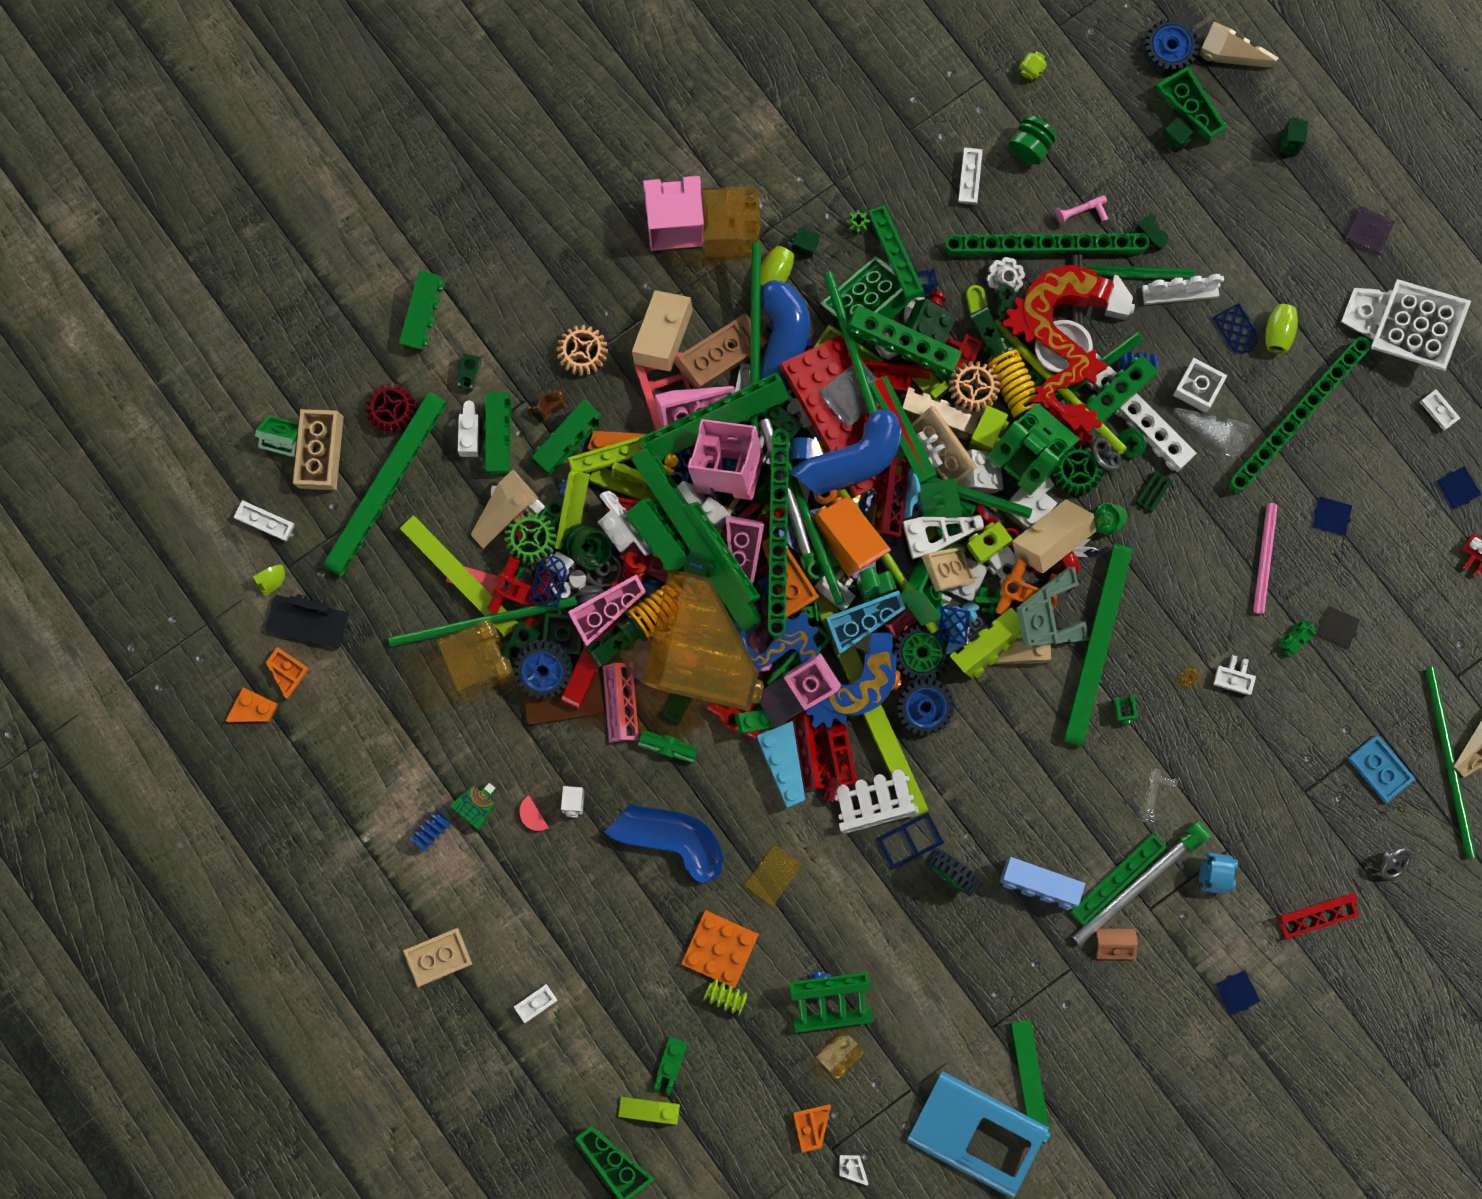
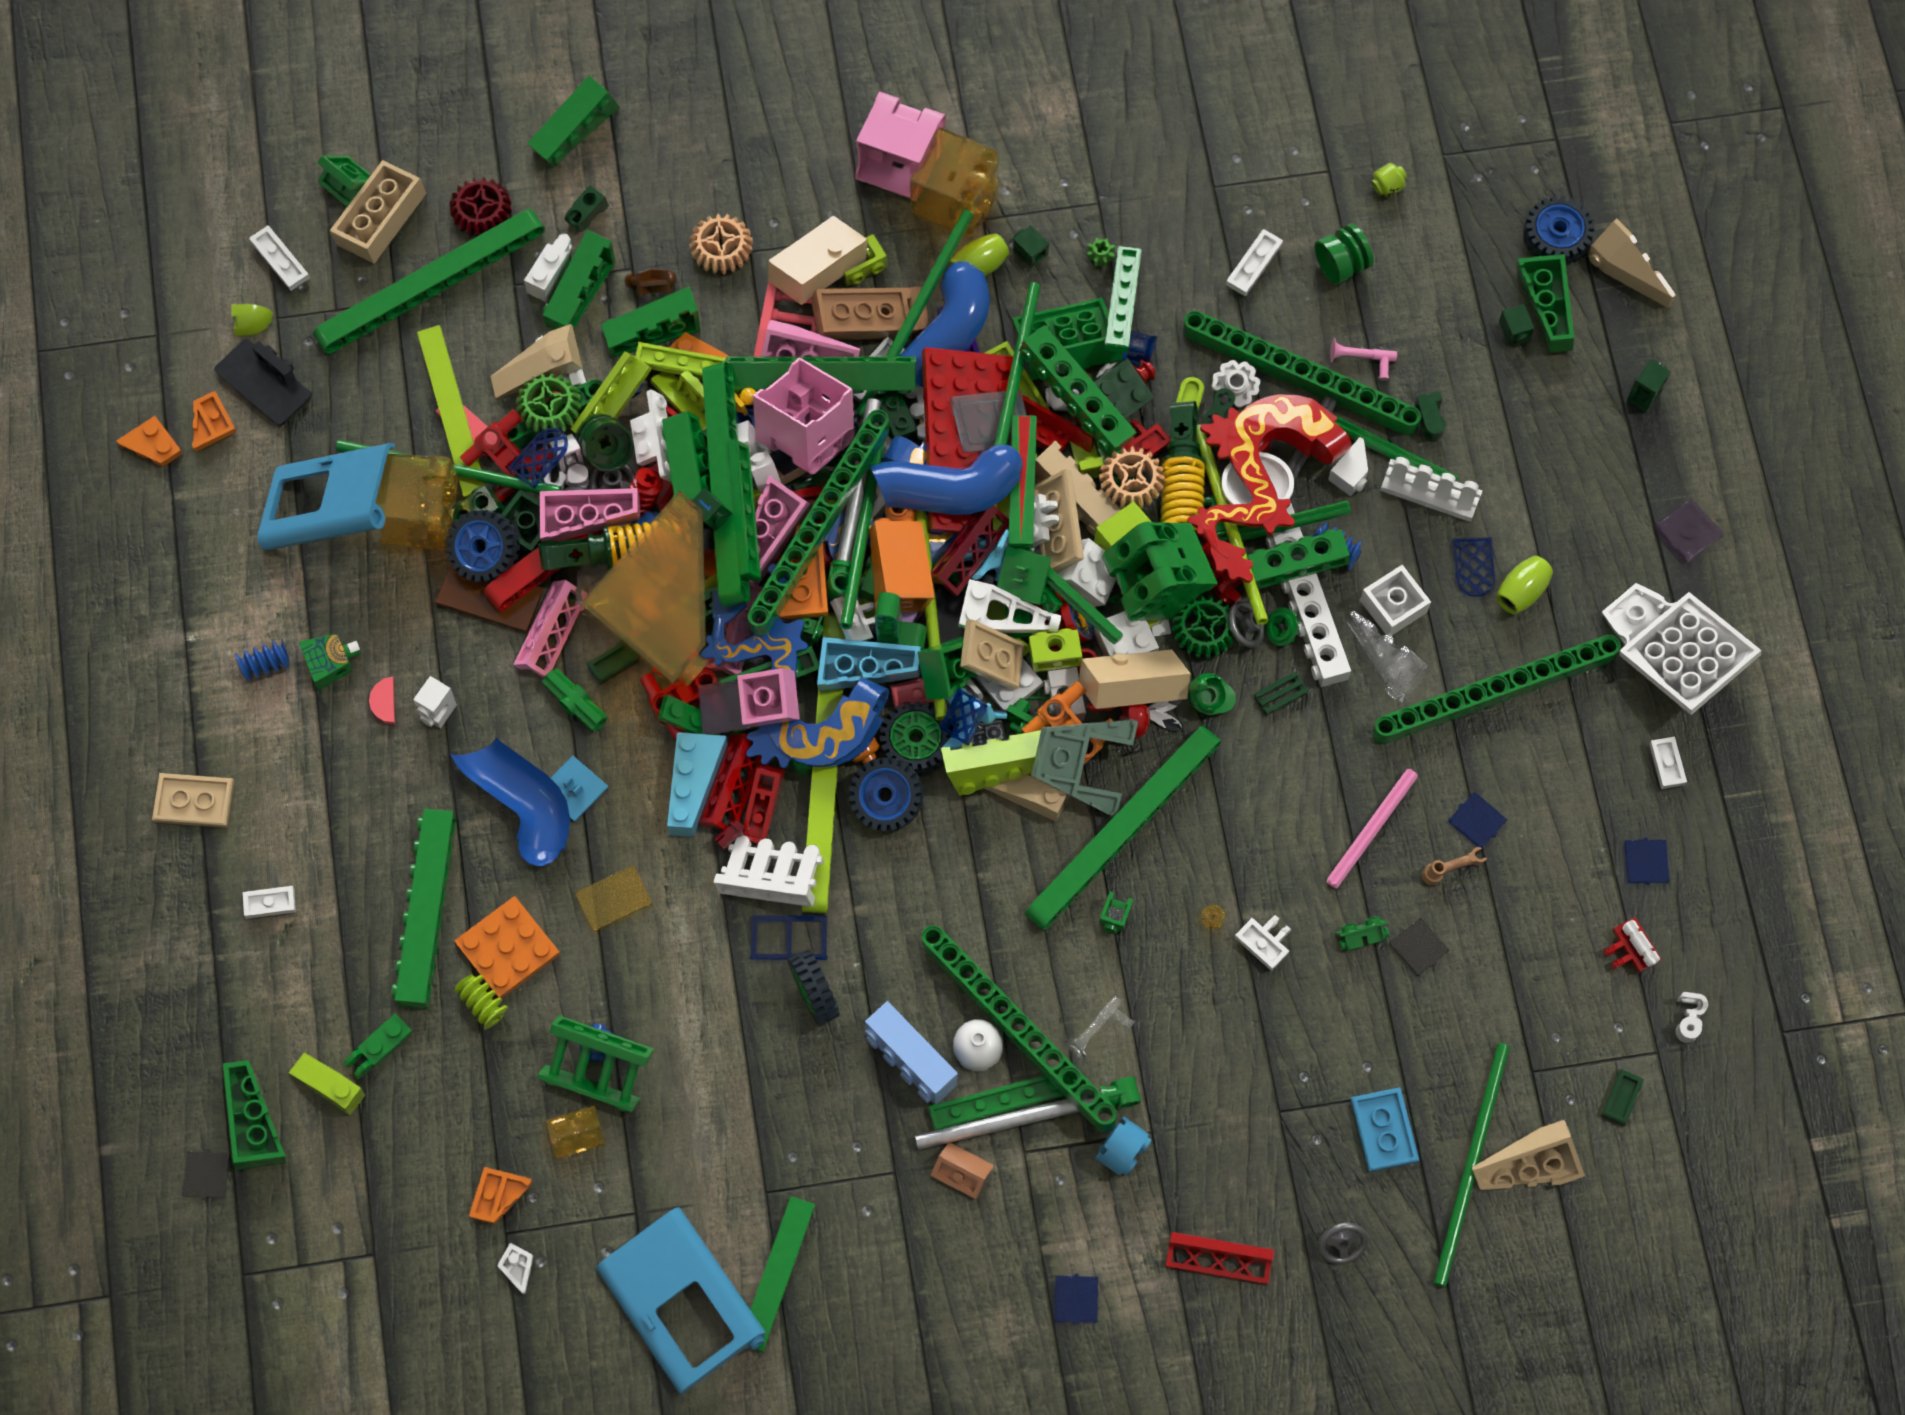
camera: 30 degrees right, 10 degrees down
(431, 685) = (346, 504): none -> dark azure piece
(649, 952) = (425, 909): none -> green brick
(703, 306) = (876, 263): none -> lime bracket
(704, 807) = (578, 786): none -> dark azure piece
(1080, 851) = (978, 1045): none -> white cylinder
(1114, 826) = (1023, 1038): none -> green beam
(1324, 569) = (1434, 872): none -> medium nougat brick

